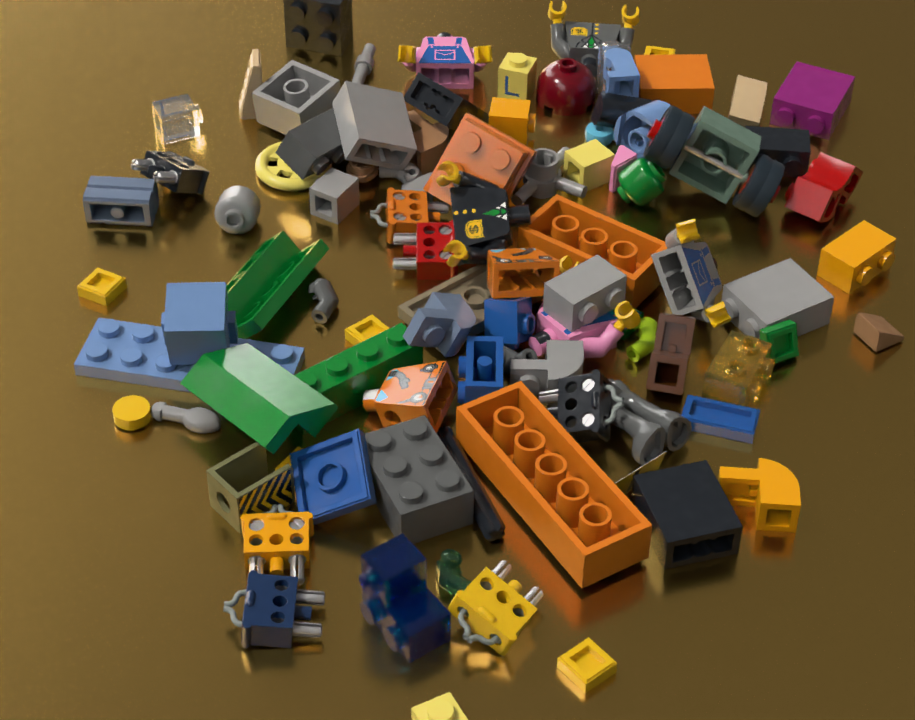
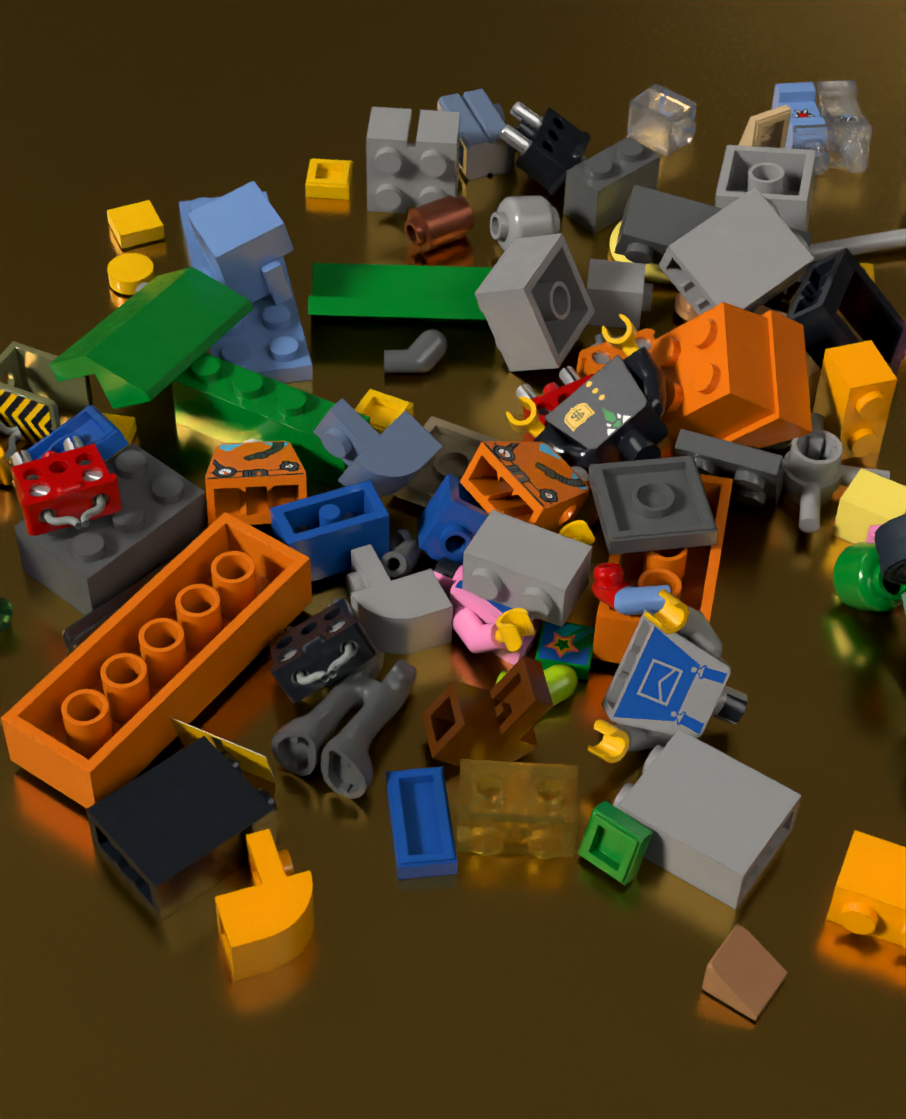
camera: 65 degrees right, 5 degrees up
(74, 396) = (135, 224): none -> yellow tile
(145, 230) = (407, 172): none -> light grey piece
(204, 246) = (439, 222): none -> copper brick
(226, 58) = (826, 122): none -> clear hips
(227, 157) = (602, 184): none -> dark grey brick
(339, 221) = (535, 302): none -> light grey brick
(401, 468) = (64, 488): none -> red piece
(543, 189) = (753, 471): none -> dark grey plate
(569, 224) = (652, 505): none -> dark grey plate
(634, 261) = (623, 597): none -> arm

